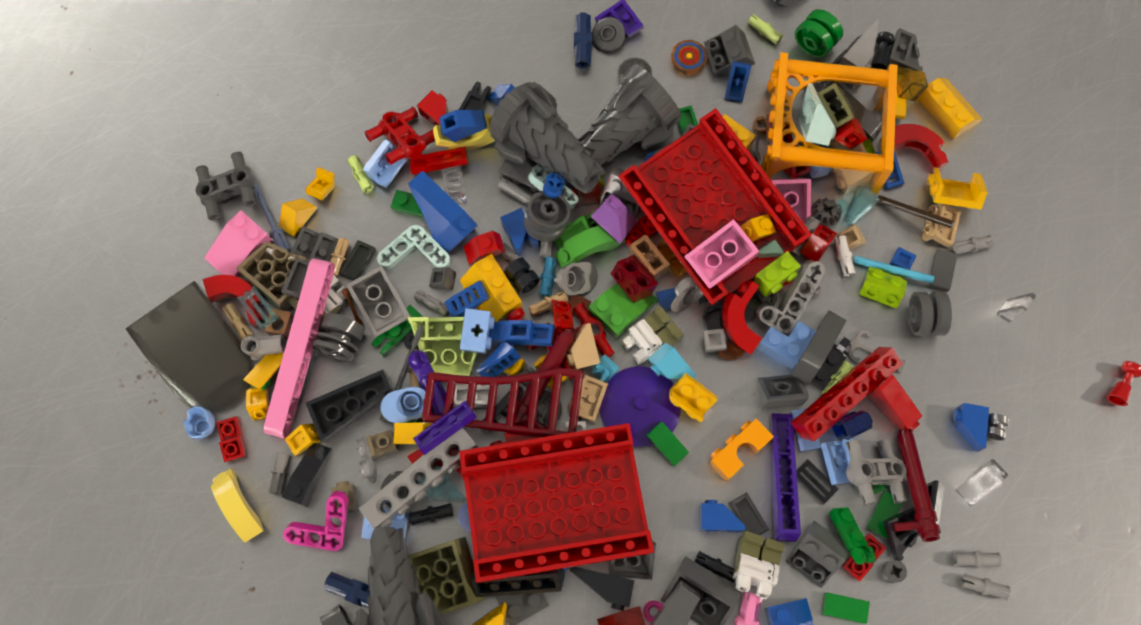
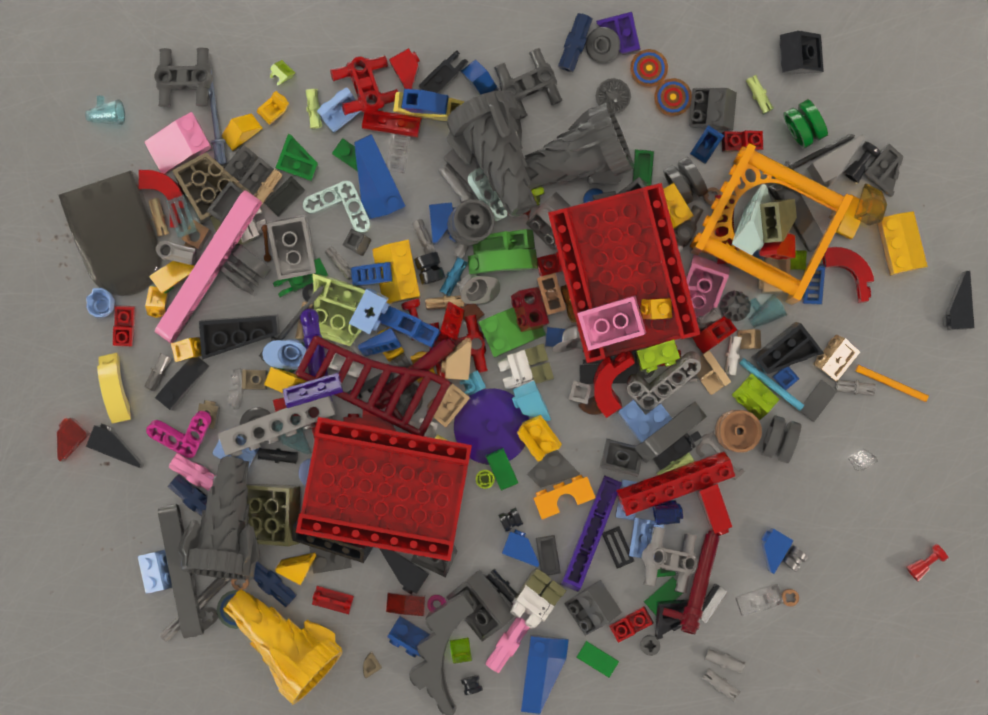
camera: 20 degrees right, 15 degrees up
(159, 242) = (106, 113): none -> clear light blue piece
(202, 575) = (69, 437): none -> clear red slope
(247, 565) = (110, 444): none -> black slope
(320, 151) = (282, 71): none -> lime tile
(348, 564) = (192, 471): none -> bright pink piece
(358, 224) = (296, 160): none -> green wing
(482, 246) = (404, 228): red slope -> none
(553, 185) = (490, 199): blue wheel -> none
(557, 83) = (530, 82): none -> dark grey piece
(614, 218) = (532, 246): medium lavender slope -> none
(651, 463) = (485, 479): none -> lime wheel
(657, 41) = (649, 68): none -> clear orange tile
(696, 492) = (506, 519): none -> black wheel
(717, 427) = (552, 469): none -> dark grey wing
(737, 108) = (686, 179): none -> dark grey wheel
(761, 73) = (736, 140): none -> red slope
(770, 250) = (659, 333): sand green slope -> none
(835, 280) = (712, 374): none -> tan panel
(852, 536) = (626, 603): green hinge -> none
(884, 321) = (746, 423): none -> medium nougat wheel
(894, 229) = (787, 349): none -> black wedge
(916, 212) = (827, 351): dark brown bar -> none
(957, 192) = (862, 332): yellow panel -> none
(1003, 230) = (892, 383): none -> light orange bar
(1014, 465) = (790, 603): none -> medium nougat bush
(1031, 140) = (960, 309): none -> black slope

